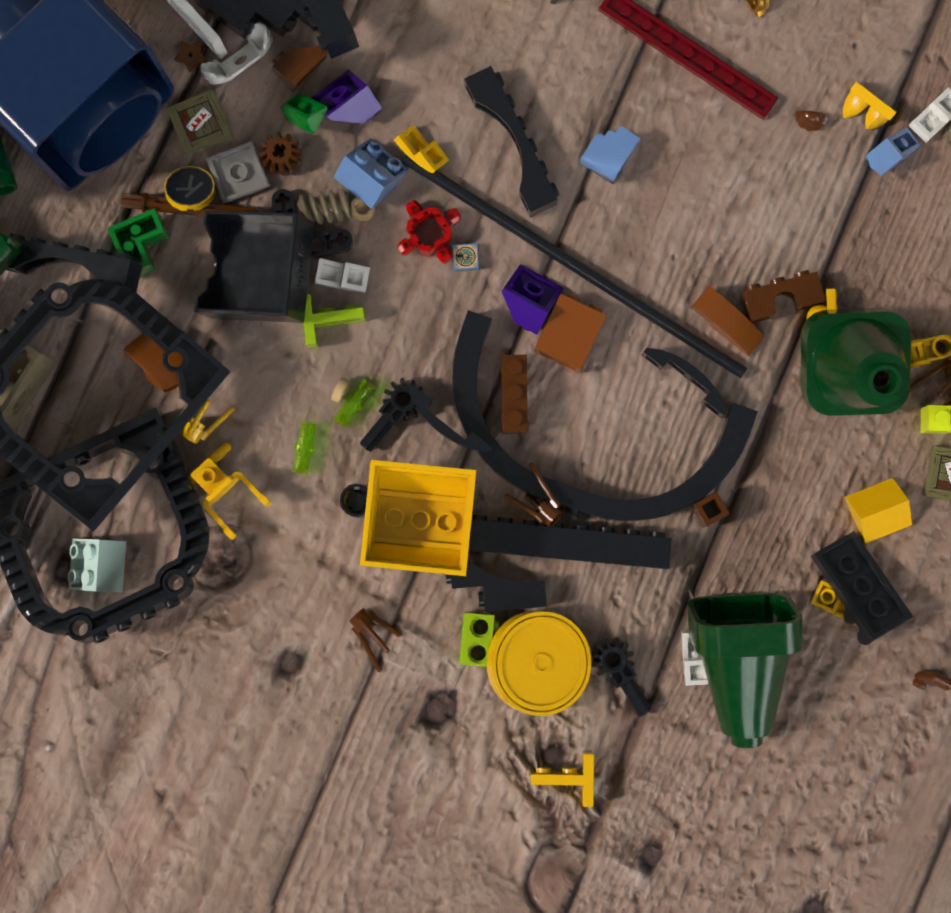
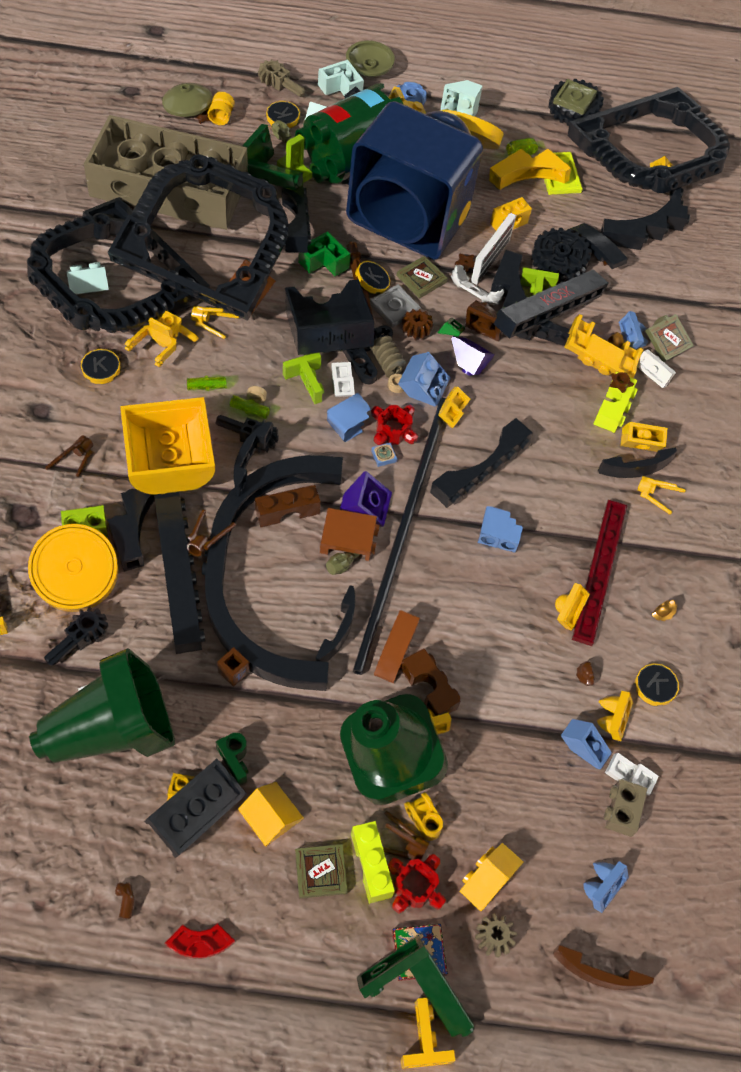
camera: 60 degrees right, 25 degrees down
(242, 575) = (100, 366): none -> black tile
(405, 283) = (348, 417): none -> medium blue piece
(604, 354) = (340, 562): none -> olive piece
(730, 106) = (571, 606): none -> yellow tile
(825, 533) = (232, 757): none -> dark green plate
(844, 46) = (656, 684): none -> black tile

